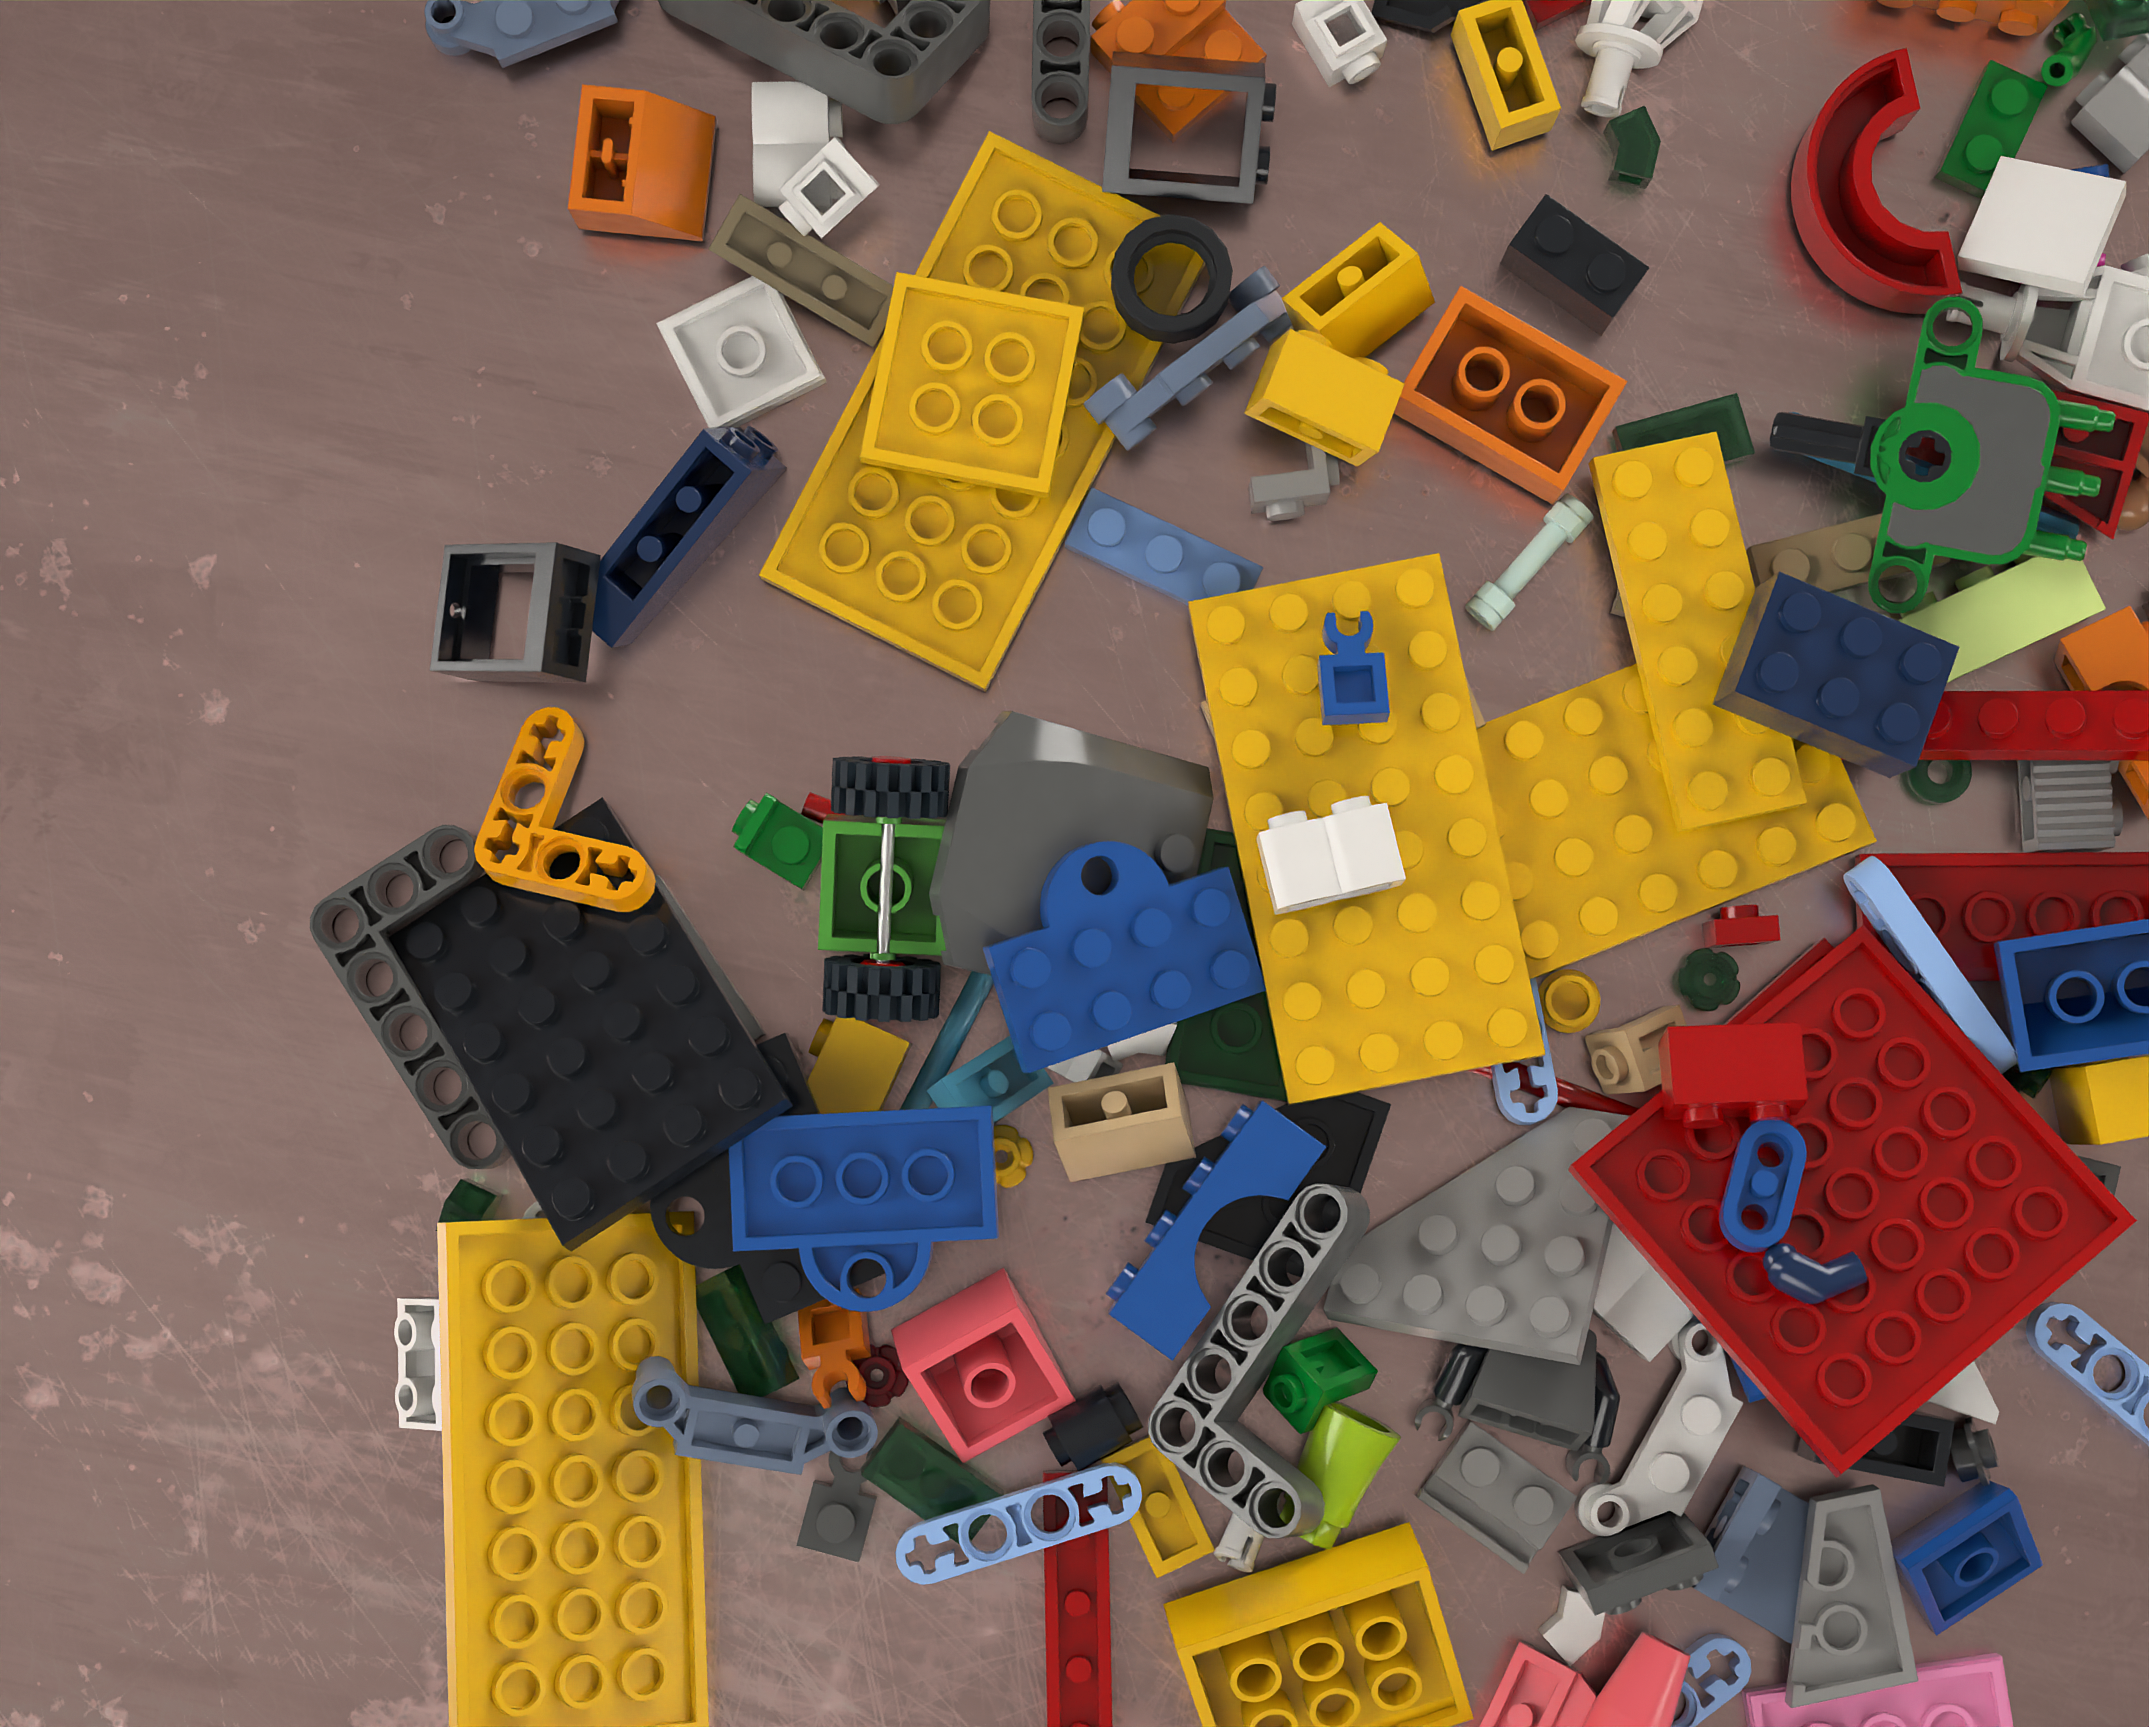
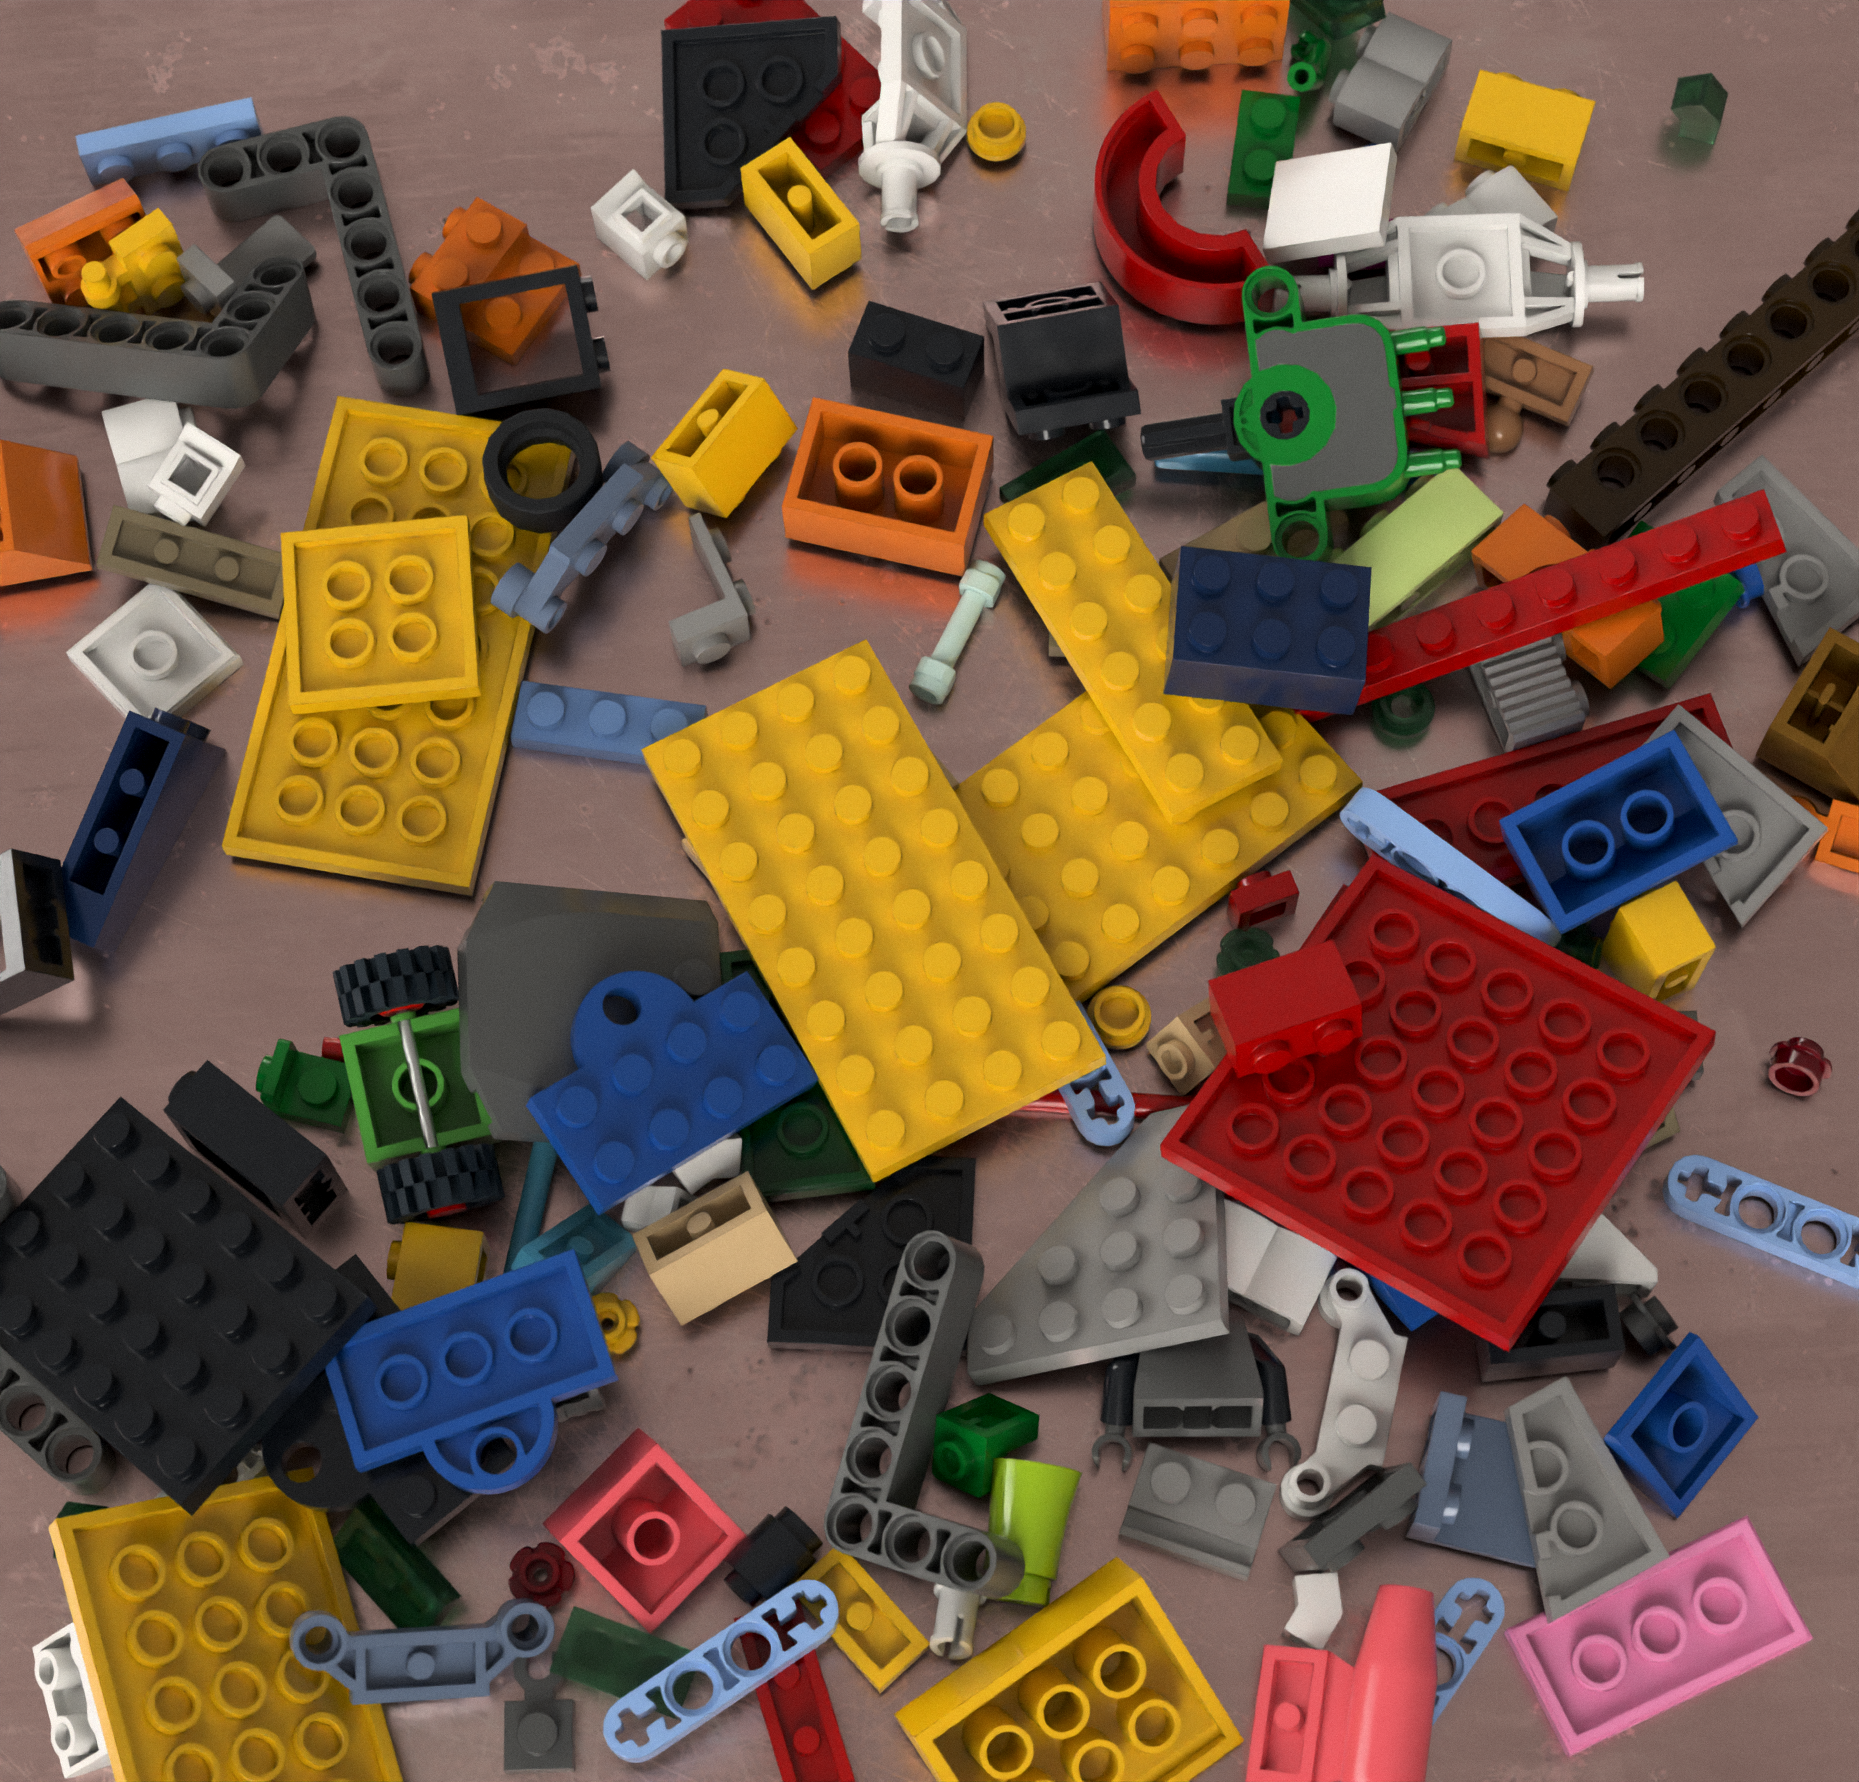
camera: 15 degrees left, 15 degrees down
(534, 829) = (67, 1145): light orange beam -> none
(714, 895) = (254, 1148): none -> black window
(831, 1342) = (485, 1549): orange plate -> none
(1163, 1295) = (860, 1242): blue arch -> none
(1325, 396) = (714, 526): yellow brick -> none
(1330, 855) = (840, 927): white brick -> none
(1352, 681) = (813, 763): blue plate -> none
(1633, 148) = (941, 249): clear green piece -> none
(1719, 310) = (1061, 360): none -> black bracket
(1727, 32) = (996, 132): none -> yellow plate
(1763, 1188) = (1347, 1106): blue plate -> none
(1808, 1279) = (1419, 1171): dark blue arm -> none

